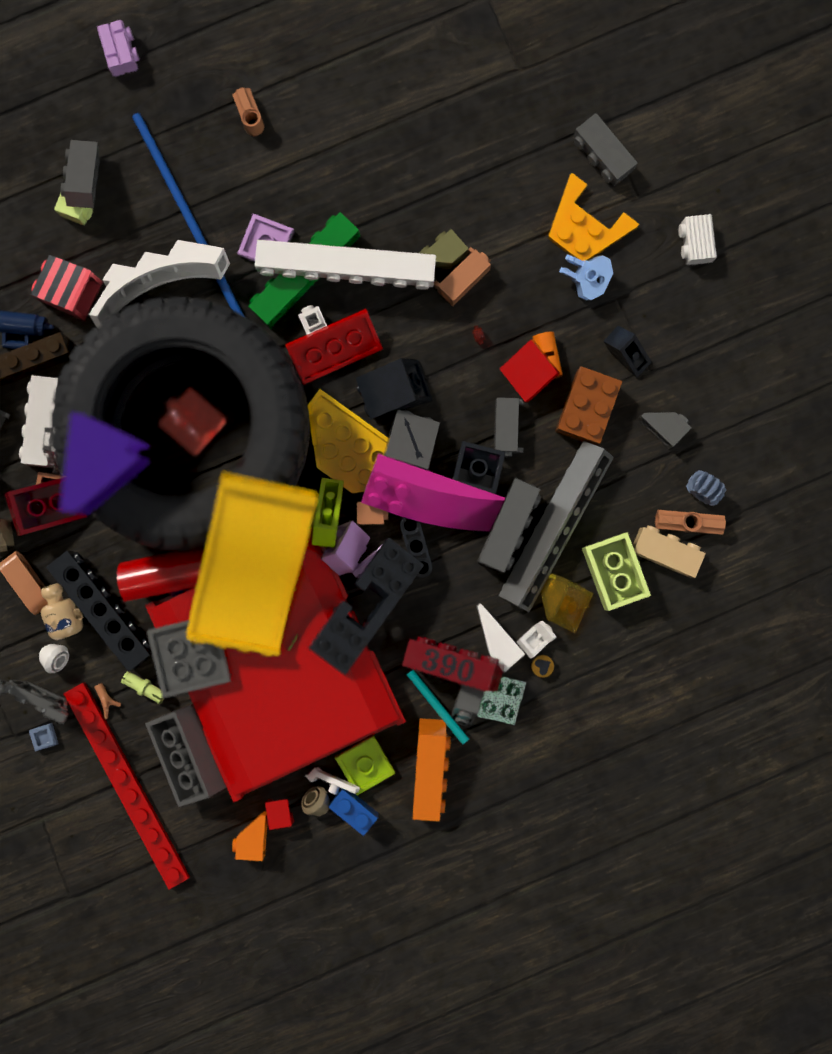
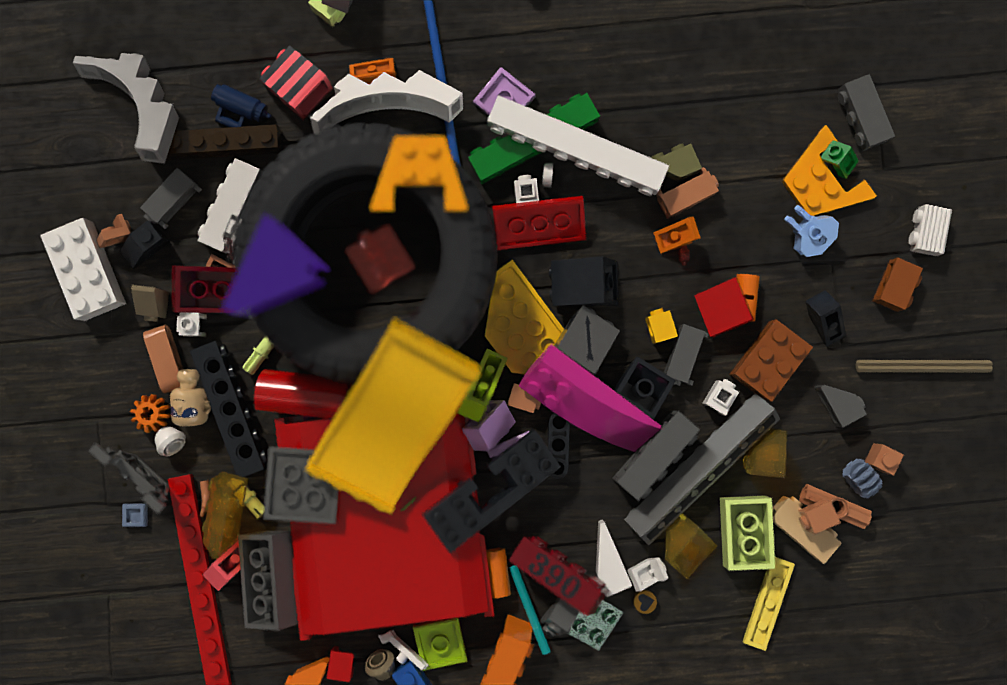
camera: 15 degrees right, 0 degrees up
(35, 639) = (145, 407): none -> orange gear
(37, 543) = (189, 324): none -> white window
(112, 552) = (258, 356): none -> yellowish green axle
(125, 706) = (223, 512): none -> clear yellow slope
(134, 253) = (371, 70): none -> orange slope
(142, 758) = (224, 567): none -> coral slope
(201, 323) = (419, 163): none -> light orange wing
(328, 301) = (547, 175): none -> white tile
(398, 682) = (498, 572): none -> orange pin
(465, 317) = (677, 235): none -> orange slope
(477, 406) = (661, 326): none -> yellow brick
(553, 454) = (721, 396): none -> white window
(595, 198) = (841, 157): none -> green bracket
(612, 494) = (767, 455): none -> clear yellow slope
(657, 631) = (768, 604): none -> light yellow tile
(675, 535) = (818, 516): none -> nougat brick
(684, 299) = (898, 284): none -> dark orange brick
(721, 464) = (884, 459): none -> nougat brick
(731, 367) = (924, 366): none -> dark tan axle

